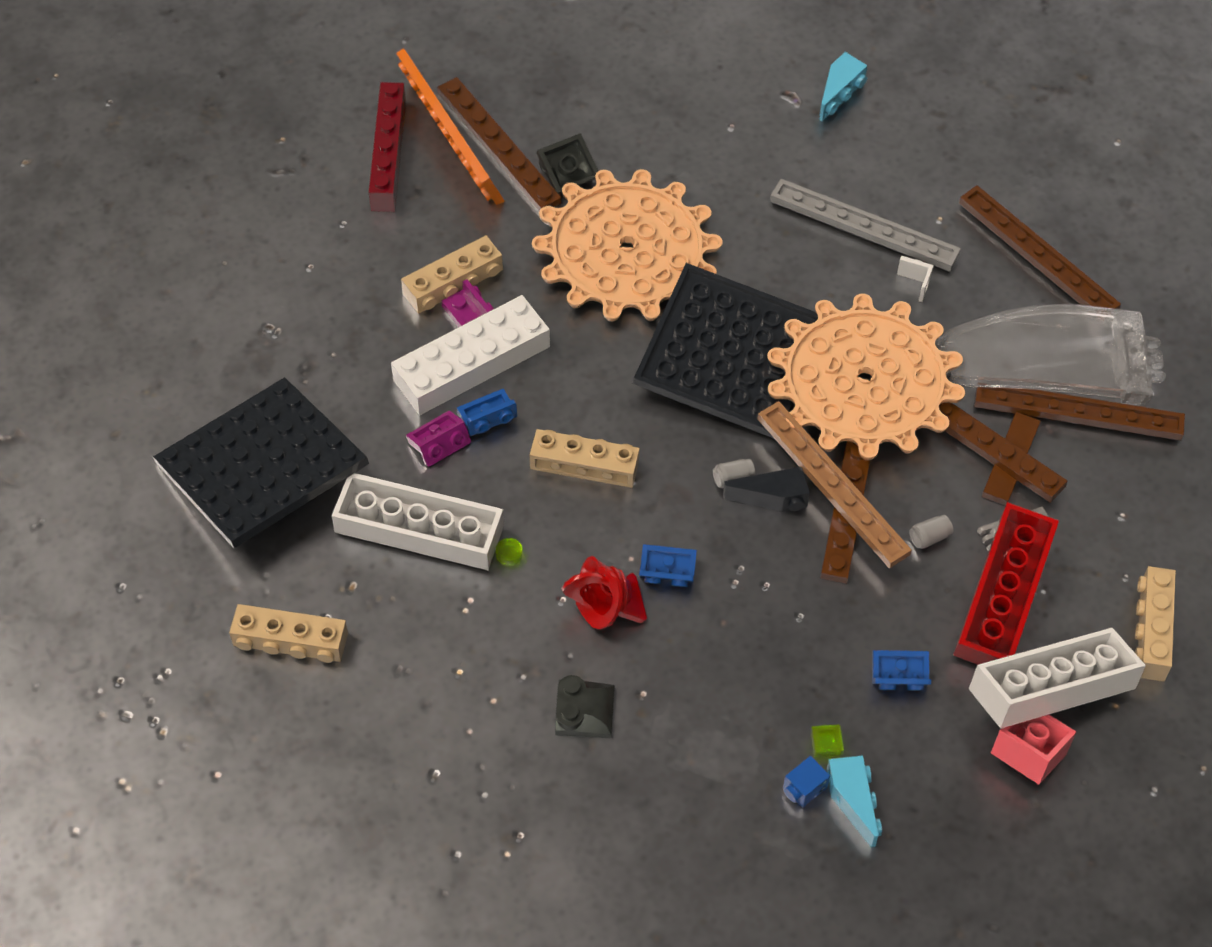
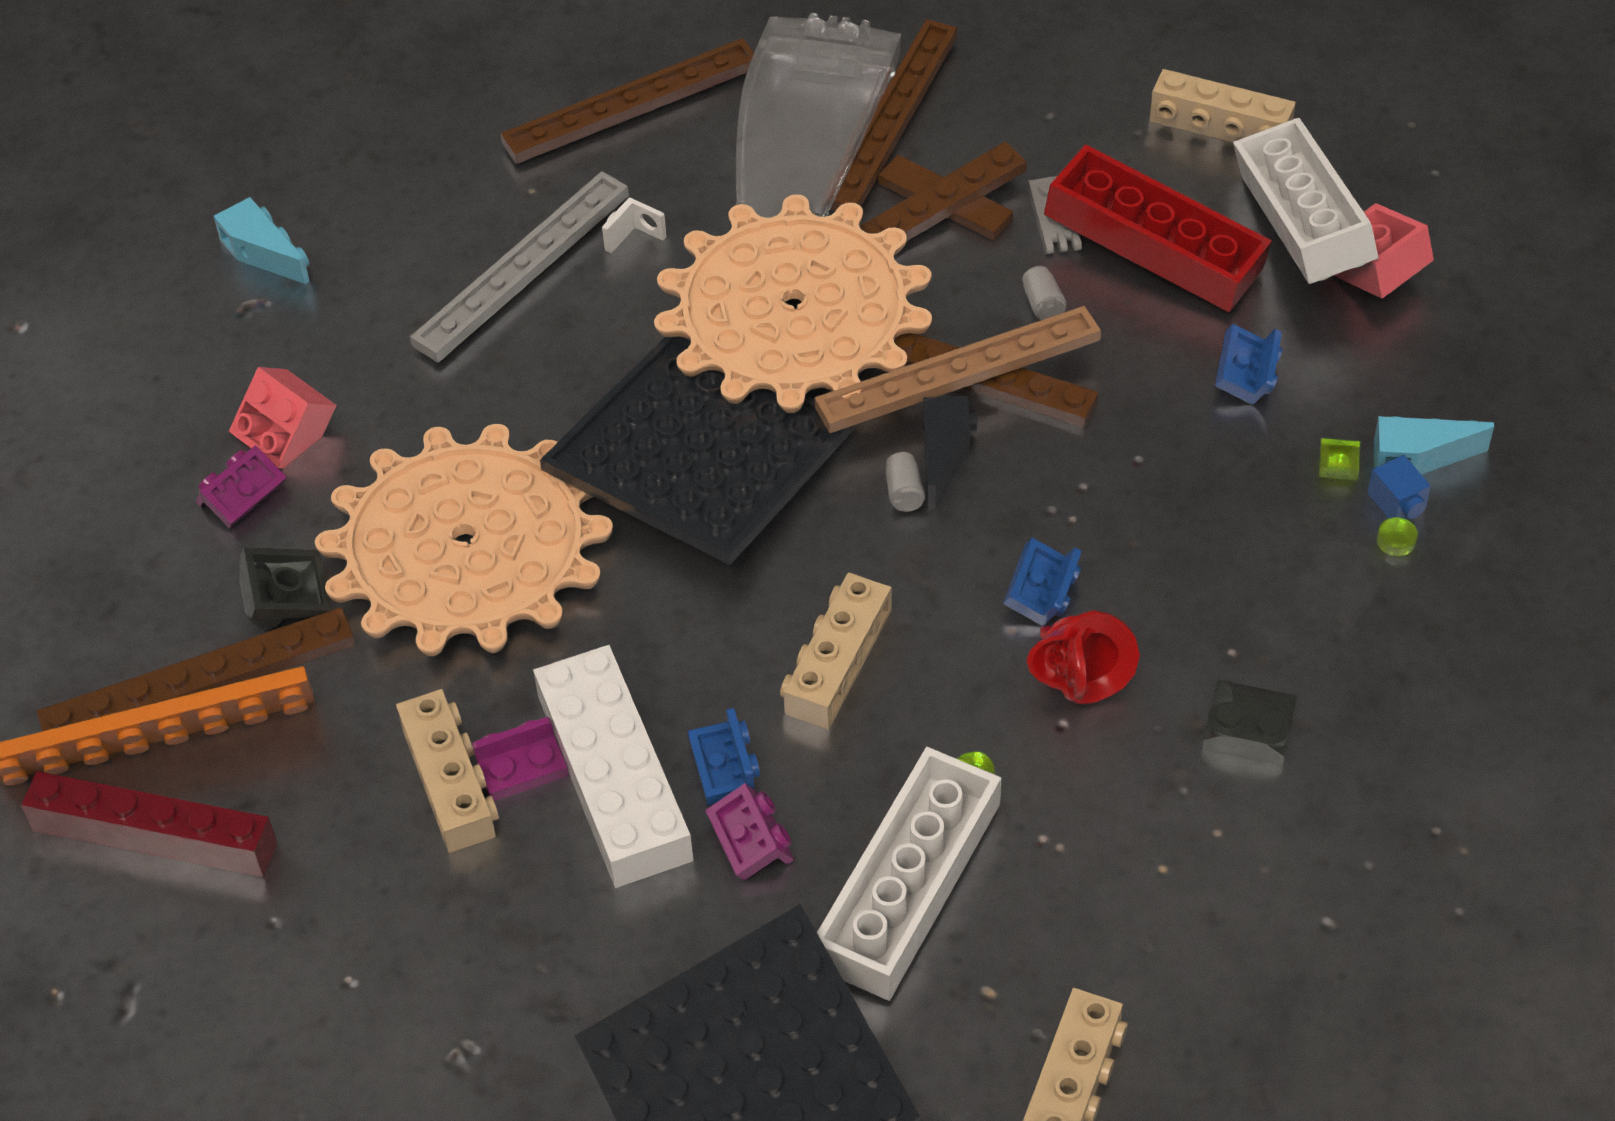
camera: 75 degrees left, 5 degrees down
(638, 125) = (240, 486): none -> magenta bracket
(699, 130) = (281, 415): none -> coral slope
(767, 787) = (1397, 536): none -> clear neon green tile

